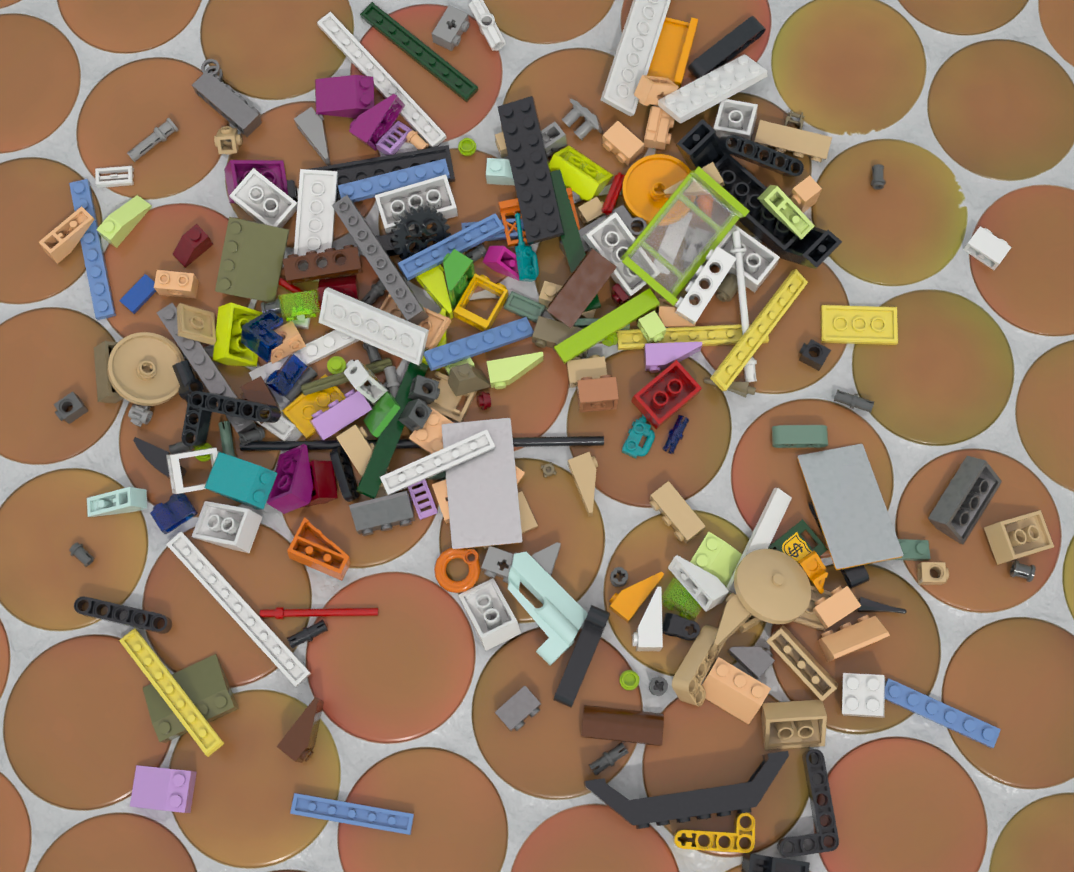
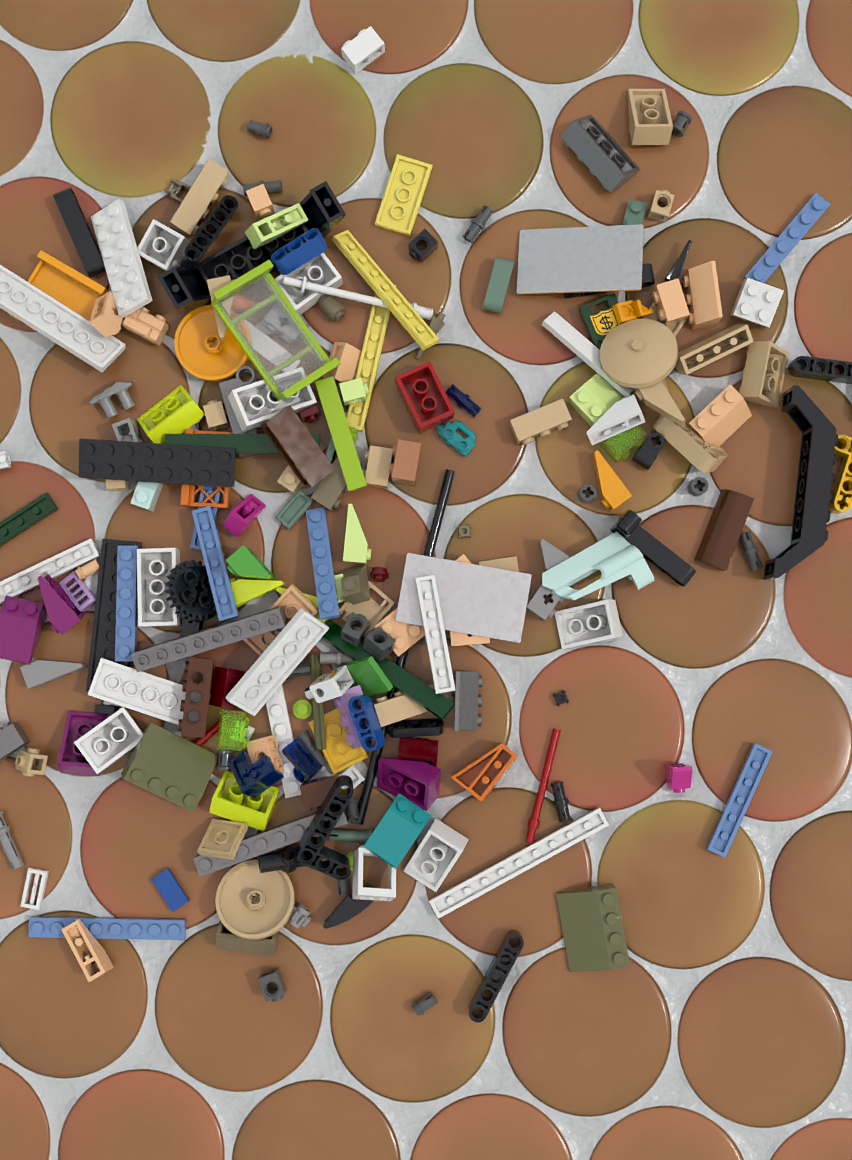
camera: 75 degrees left, 10 degrees up
(117, 502) = (382, 958): light aqua slope -> none
(123, 220) = (86, 888): yellowish green slope -> none
(163, 789) = (671, 972): lavender slope -> none
(171, 692) = (586, 944): light yellow tile -> none
(173, 513) = (408, 905): clear blue brick -> none
(176, 284) = (172, 849): light nougat brick -> none
(192, 245) = (135, 825): dark red slope -> none
(303, 734) = (664, 834): reddish brown slope -> none
(336, 421) = (373, 730): none -> blue beam
(359, 743) = (678, 777): none -> dark pink slope
(376, 291) = (239, 654): dark grey pin -> none
(409, 607) = (560, 698): none -> black piece
(427, 513) = (467, 665): lavender slope -> none
(457, 586) = (552, 651): orange piece -> none
(467, 147) = (108, 520): lime plate -> none
(473, 319) = (292, 565): yellow window -> none
(477, 253) = (226, 541): dark grey pin -> none
(518, 709) = (684, 621): flat silver brick -> none
(525, 256) = (244, 493): teal piece -> none
(584, 475) = (478, 497): tan slope -> none
(613, 194) = (203, 389): red axle -> none
(622, 143) = (152, 365): light nougat brick -> none
(629, 680) = (684, 511): lime plate -> none
(649, 632) = (642, 477): white slope -> none
(661, 355) = (383, 390): lavender slope -> none
(724, 262) = (313, 300): white brick -> none
(753, 659) = (696, 391): flat silver slope -> none
(768, 239) = (299, 251): none -> blue beam
(823, 198) = (271, 187): none -> dark grey pin

